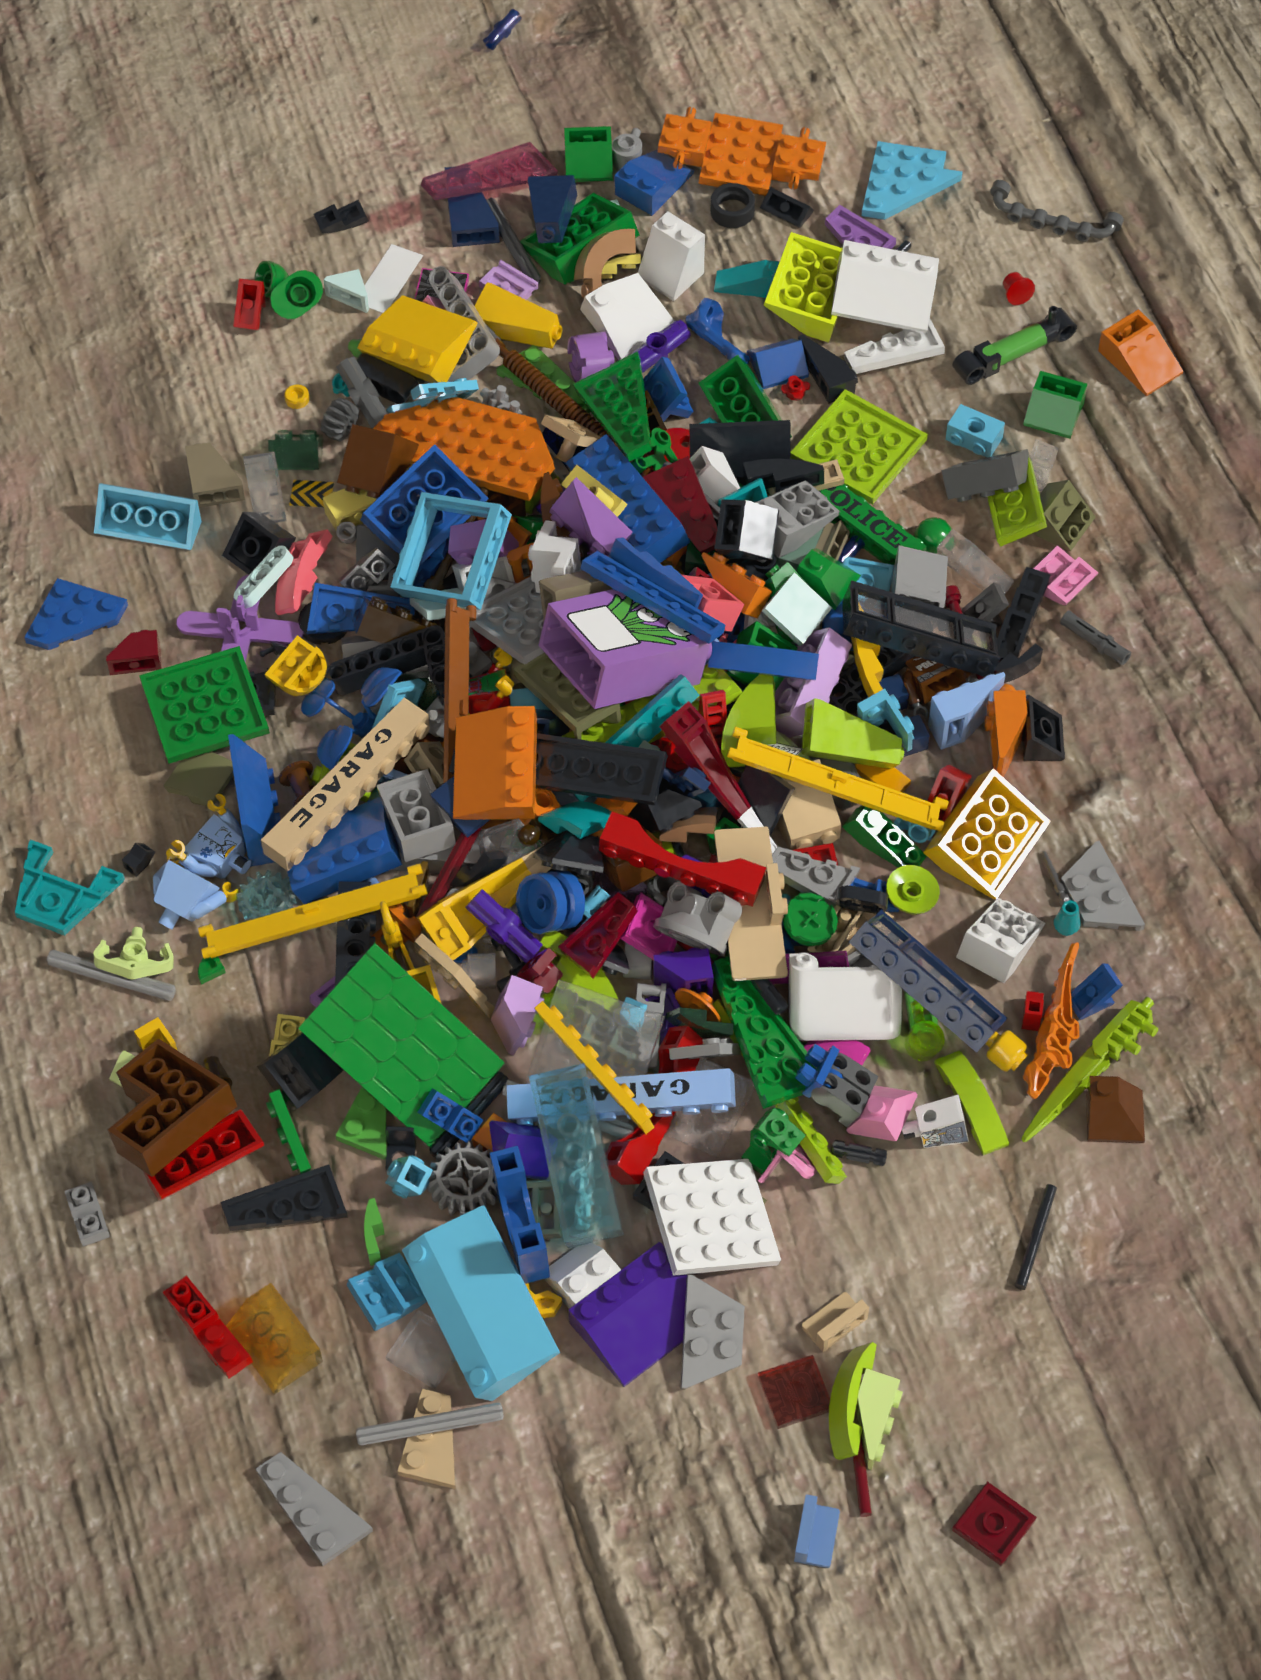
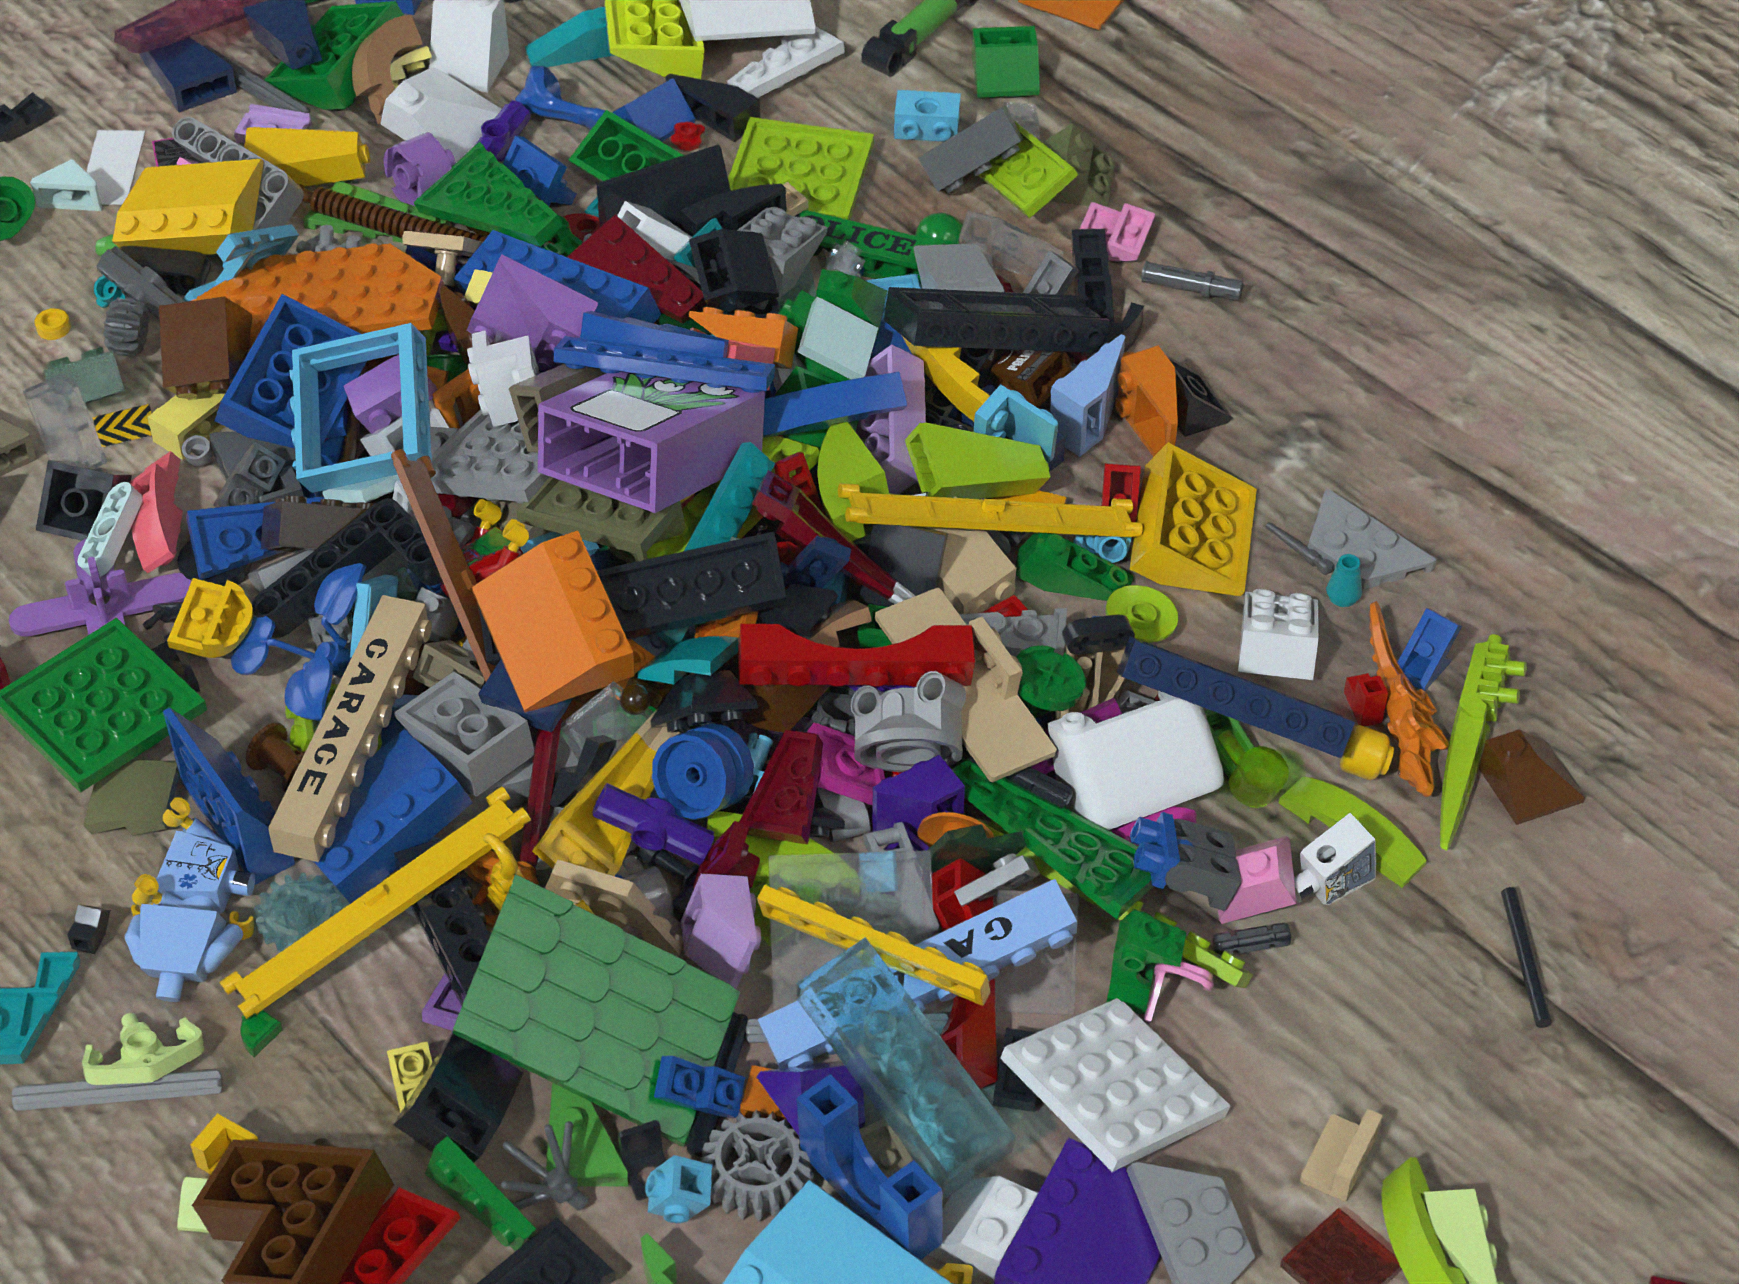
camera: 25 degrees left, 10 degrees down
(340, 1141) = (557, 1183): none -> dark grey plant
(845, 540) = (845, 259): none -> clear slope

